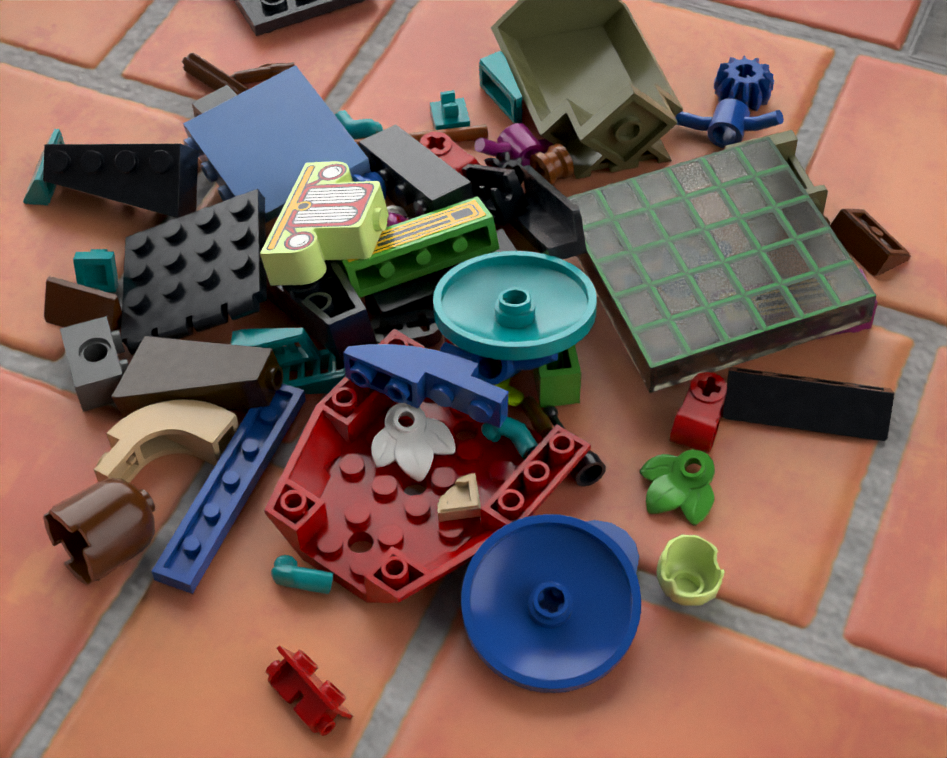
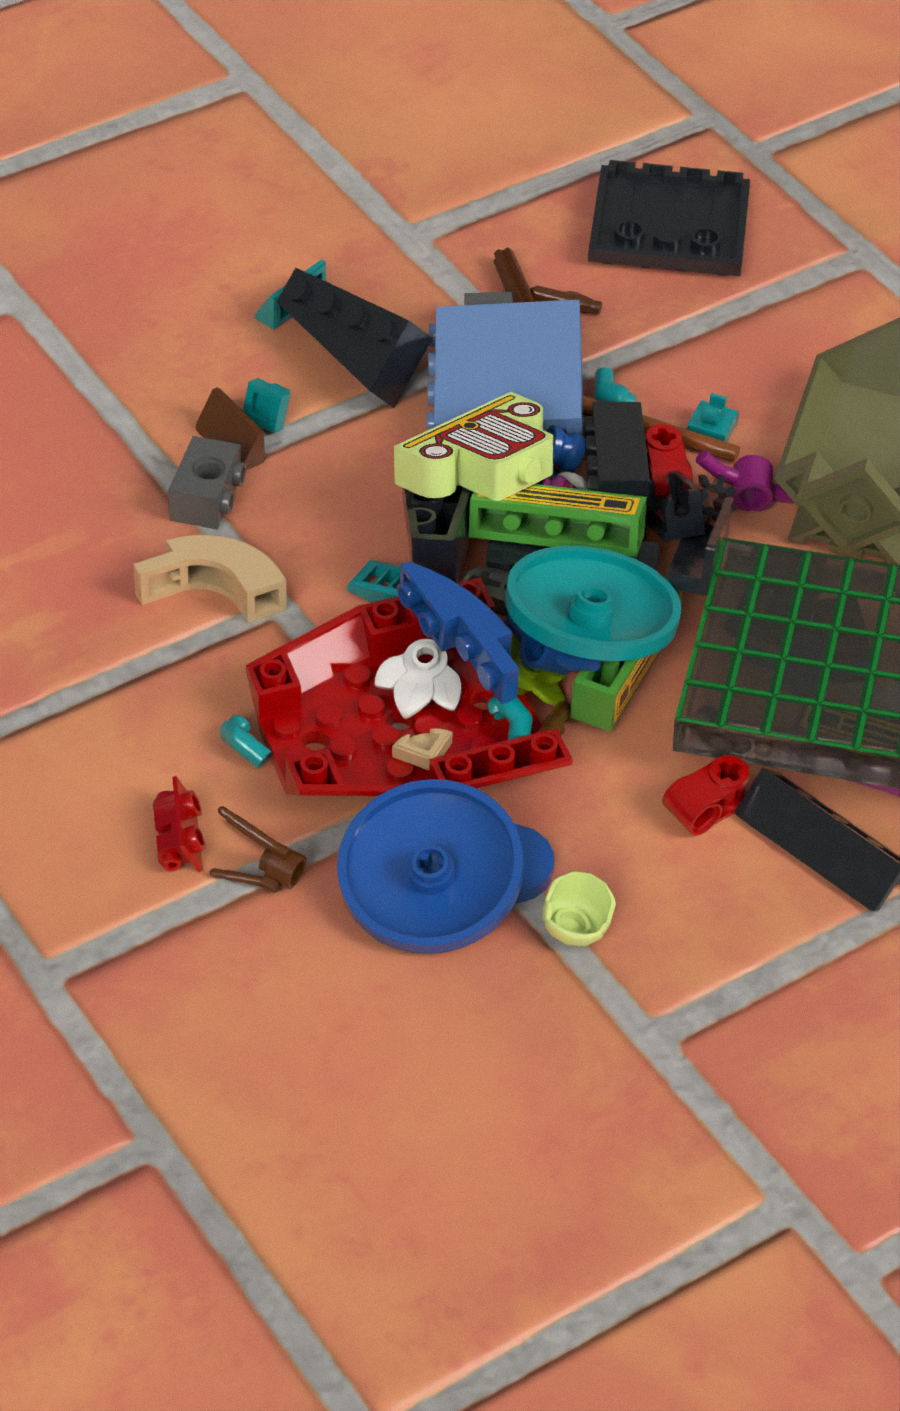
camera: 30 degrees right, 5 degrees down
(102, 527) = (108, 612): reddish brown cylinder -> none
(195, 271) = (344, 444): black hinge -> none
(201, 371) = (284, 530): slope -> none
(226, 491) = (242, 638): blue plate -> none
(275, 339) = (355, 542): teal slope -> none
(419, 672) = (279, 862): none -> reddish brown plant
(500, 85) = (784, 407): teal slope -> none
(553, 164) = (767, 513): dark orange wheel -> none
(590, 467) = (566, 783): black hinge -> none
(677, 488) = (638, 844): bright green plate -> none

